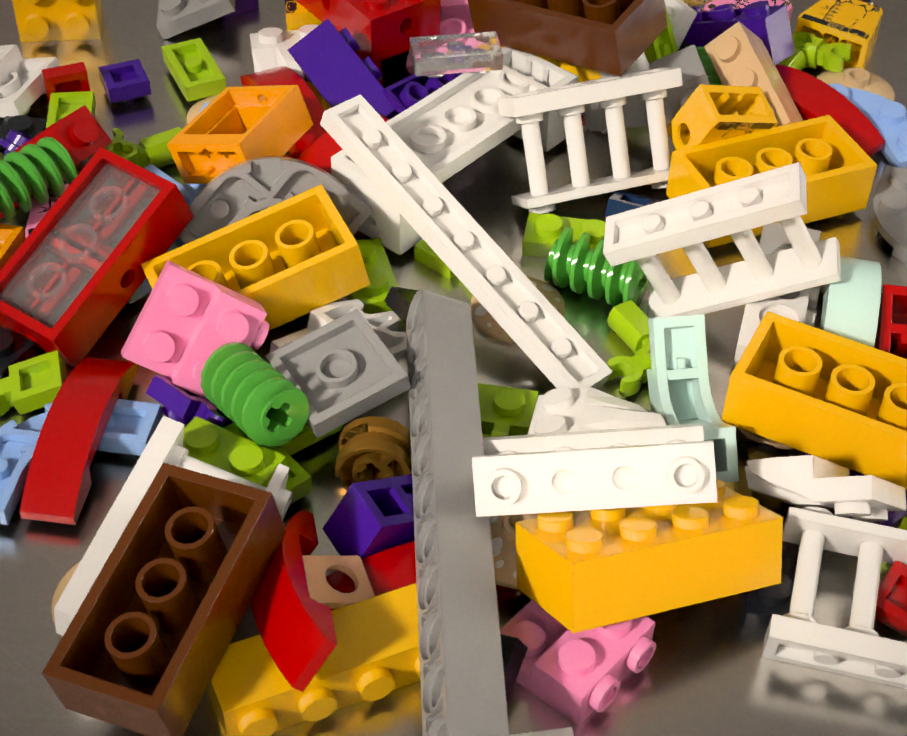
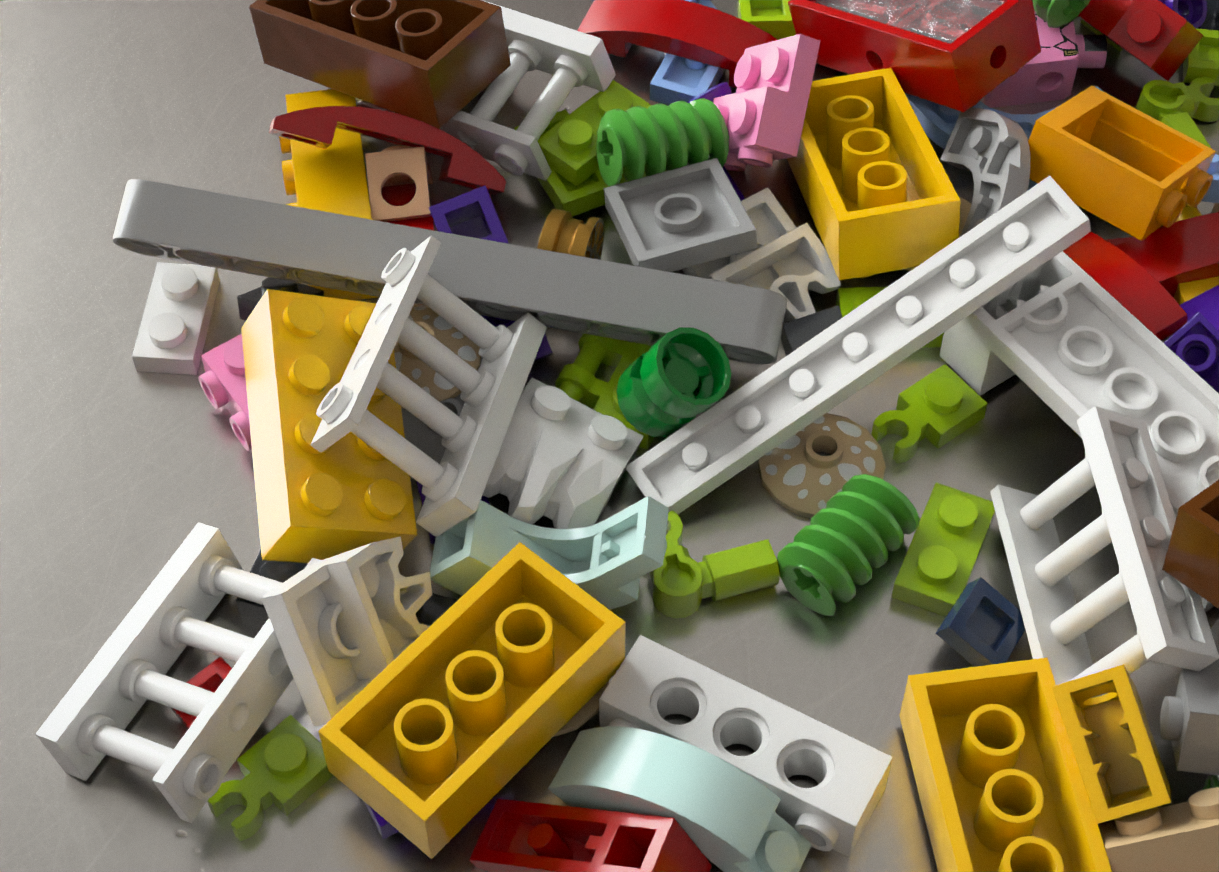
camera: 105 degrees right, 10 degrees up
(520, 338) = (673, 382): none -> green wheel
(720, 212) = (751, 595): white fence -> none

